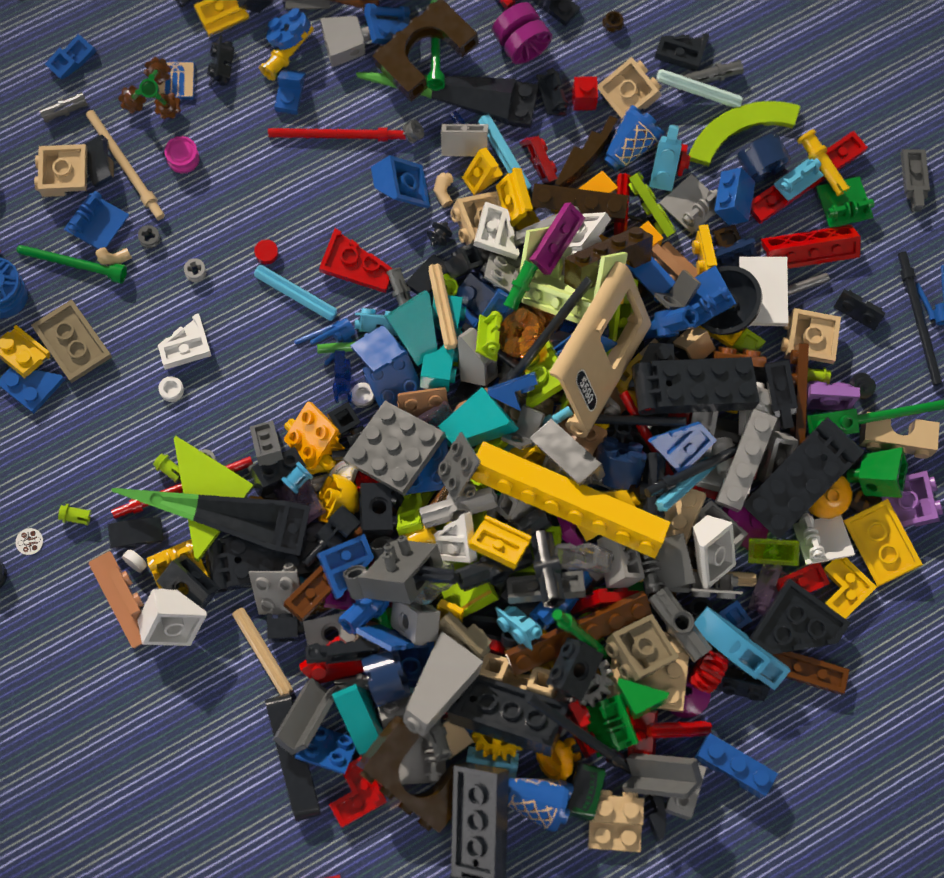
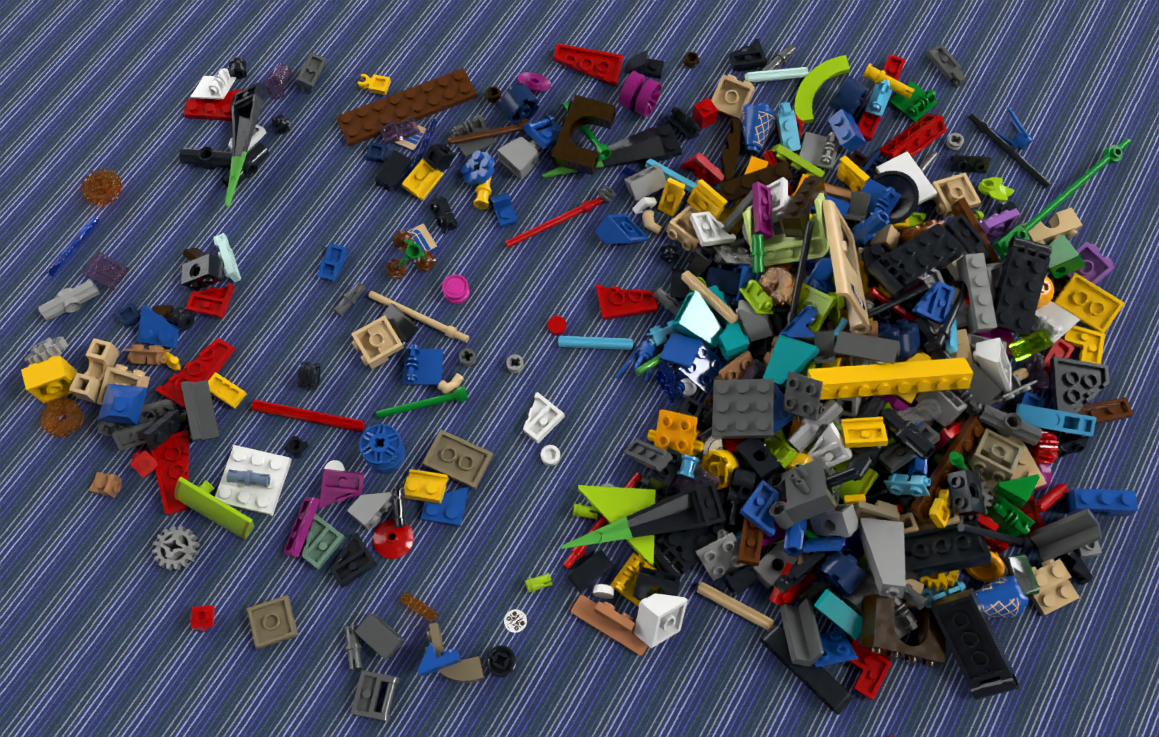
camera: 25 degrees left, 5 degrees down
(448, 163) = (644, 203): none -> white tile
(534, 671) = (940, 509): none -> yellow plate
(855, 279) = (954, 146): none -> light grey bush
(869, 355) = (995, 189): none -> lime plate

